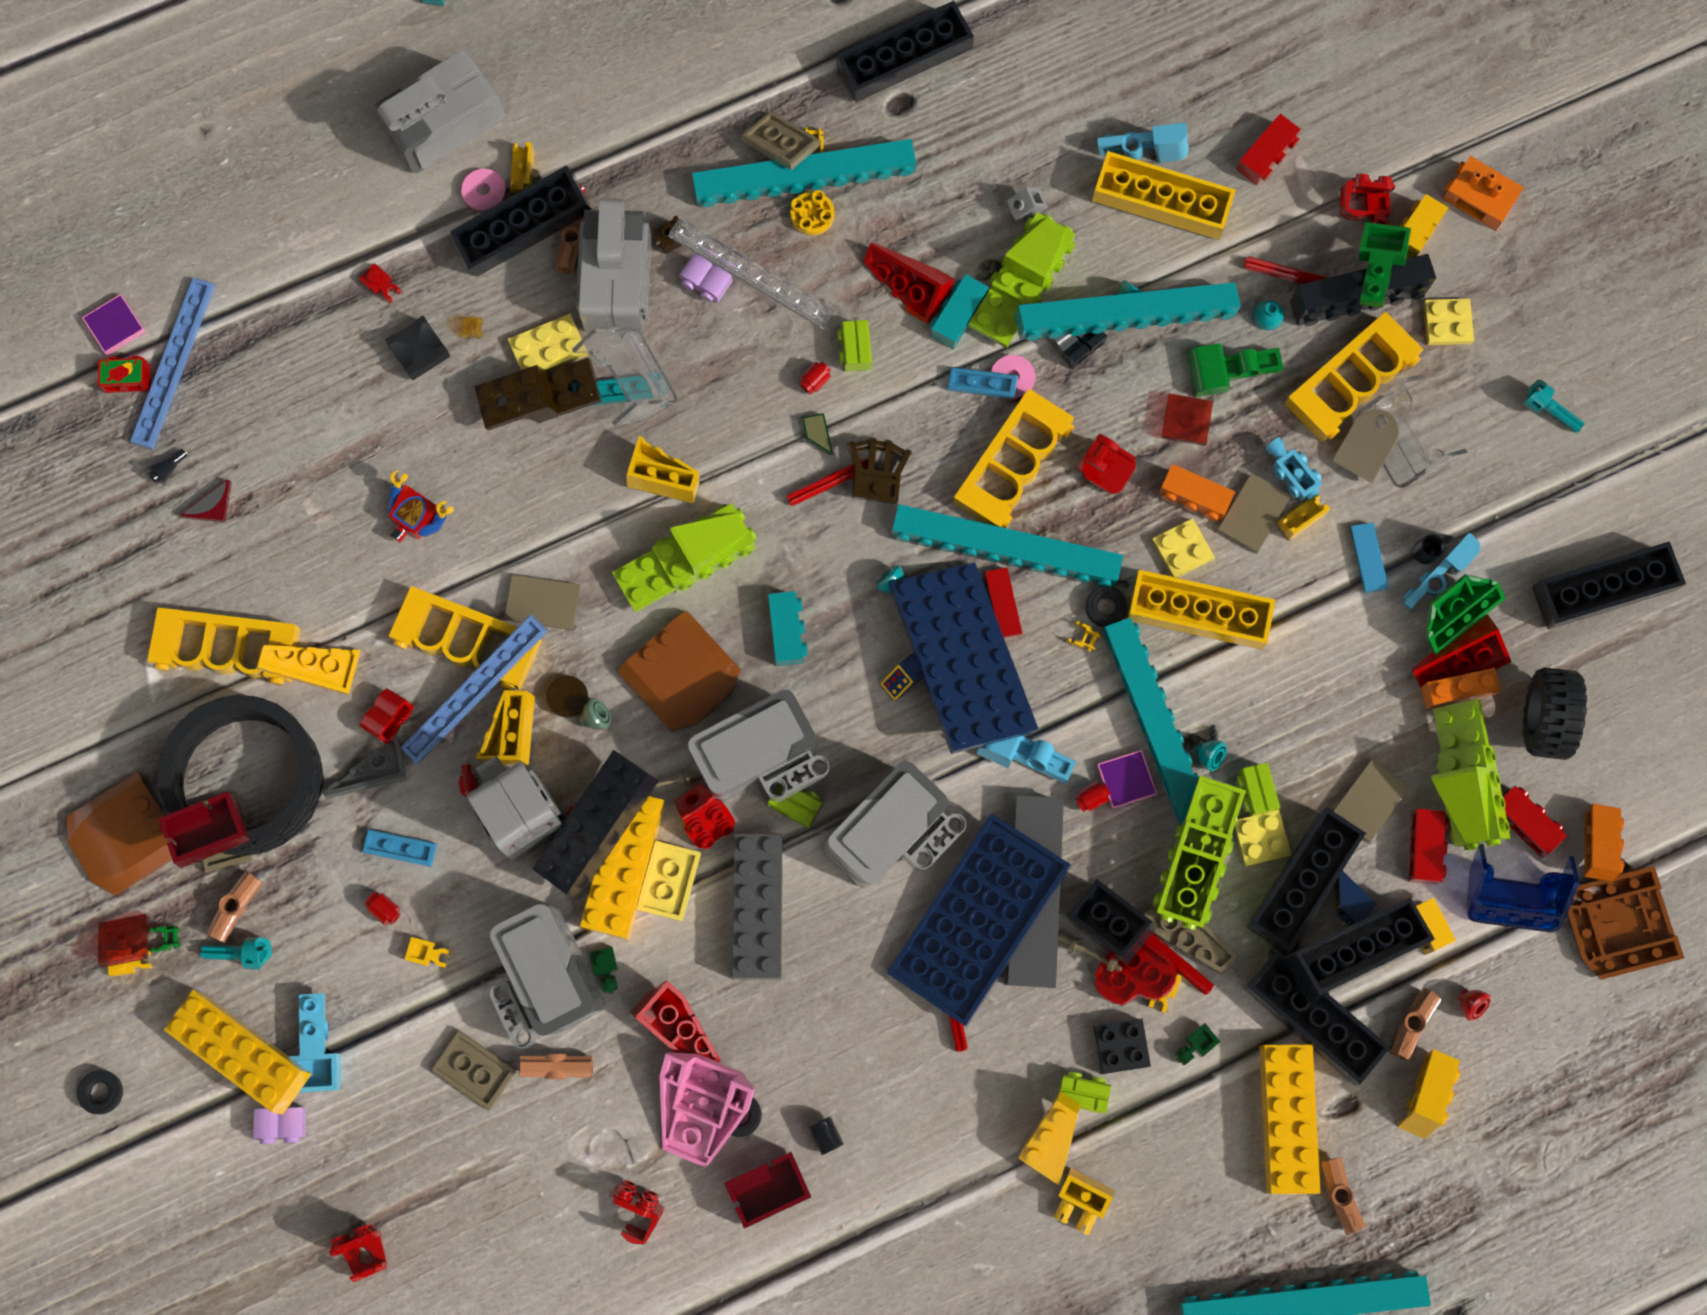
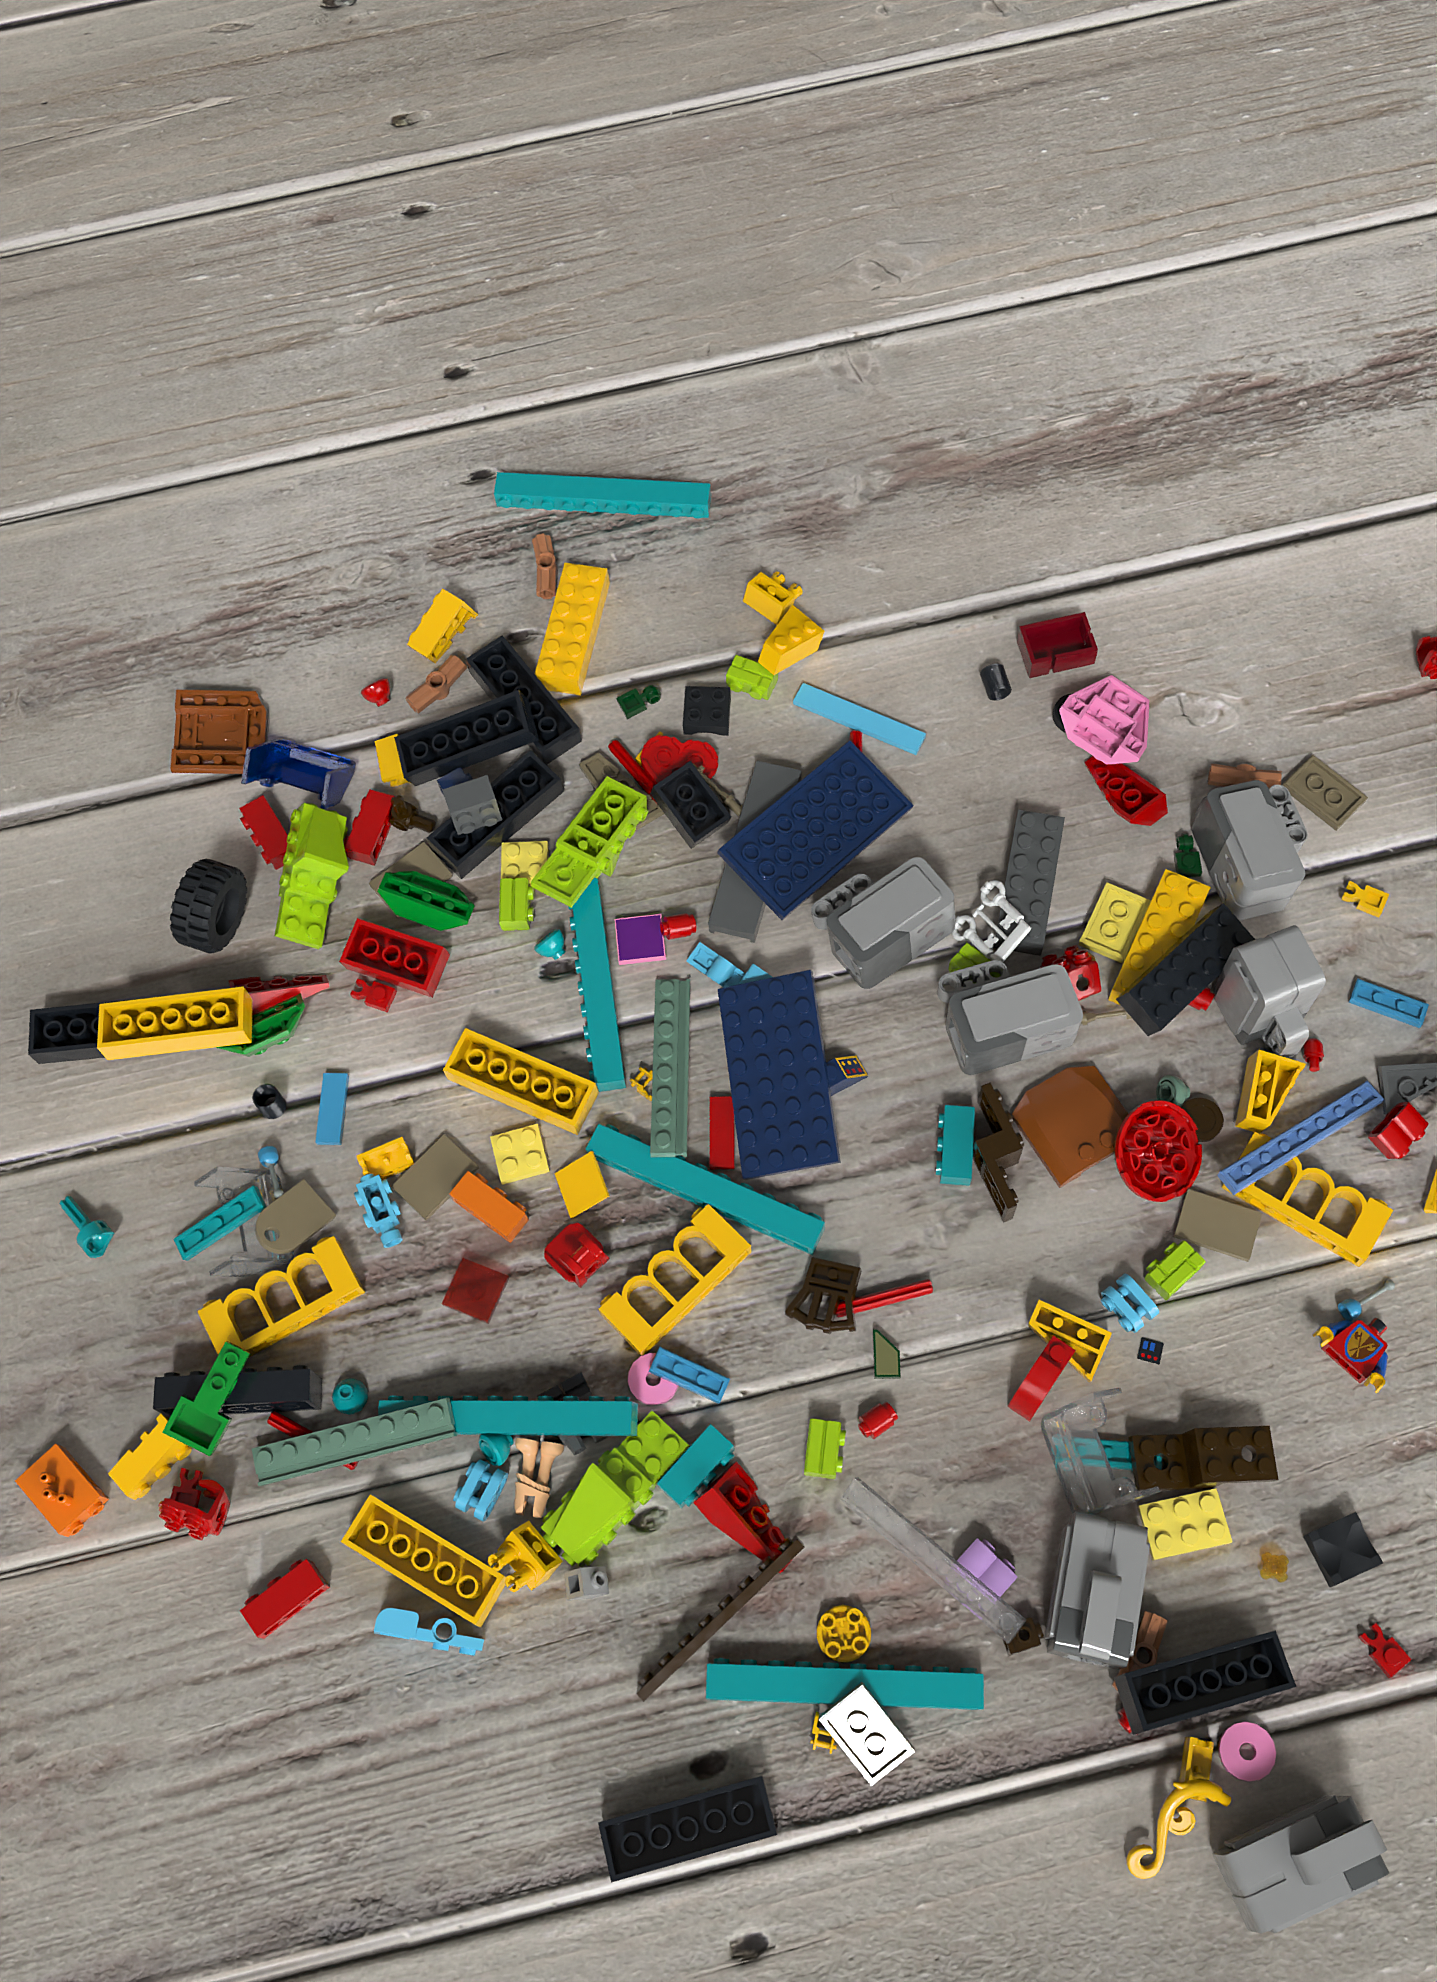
camera: 160 degrees left, 10 degrees down
(382, 908) = (1409, 945): red brick -> none
(419, 549) = (1351, 1308): none -> dark azure hinge
(541, 126) = (1179, 1826): none -> yellow plant
(577, 552) = (1174, 1269): none -> lime brick
(590, 483) = (1150, 1350): none -> black sticker
(603, 649) = (1177, 1153): none -> red brick
(612, 502) = (1114, 1301): none -> medium azure brick
(642, 1204) = (1179, 649): red piece -> none
(678, 431) = (1041, 1378): none -> red arch
(686, 556) = (1053, 1239): lime wedge -> none
(748, 623) = (997, 1151): none -> dark brown bracket
(766, 824) = (1013, 914): none -> white piece
(892, 574) = (836, 1175): teal brick -> none
(912, 197) = (712, 1623): none -> dark brown plate
(961, 1068) = (859, 718): none -> medium azure tile
(1065, 651) = (670, 1068): none -> sand green plate
(1080, 215) = (528, 1556): none -> yellow brick
(1093, 269) = (526, 1485): none -> light nougat piece
(1106, 592) = (616, 1094): black tyre -> none
(1118, 527) = (581, 1184): none -> yellow piece
(1140, 271) = (477, 1475): none -> medium azure brick
(1213, 371) = (430, 1342): green plate -> none
(1250, 270) = (354, 1442): none -> sand green plate
(1333, 859) = (472, 805): none -> dark grey brick
(1345, 774) = (425, 900): none -> green wedge
(1358, 709) = (394, 957): none -> red brick
(1363, 675) = (376, 996): none -> red plate
(1396, 864) = (406, 816): none -> dark brown axle
(1410, 498) = (269, 1158): none -> hinge
(1432, 430) = (220, 1223): none -> teal tile
(1448, 321) = (157, 1347): light yellow plate -> none
(1454, 562) = (242, 1077): medium azure plate -> none
(1460, 688) = (287, 960): orange brick -> none
(1539, 584) = (175, 1023): none -> yellow brick
(1603, 842) = (208, 797): orange brick -> none

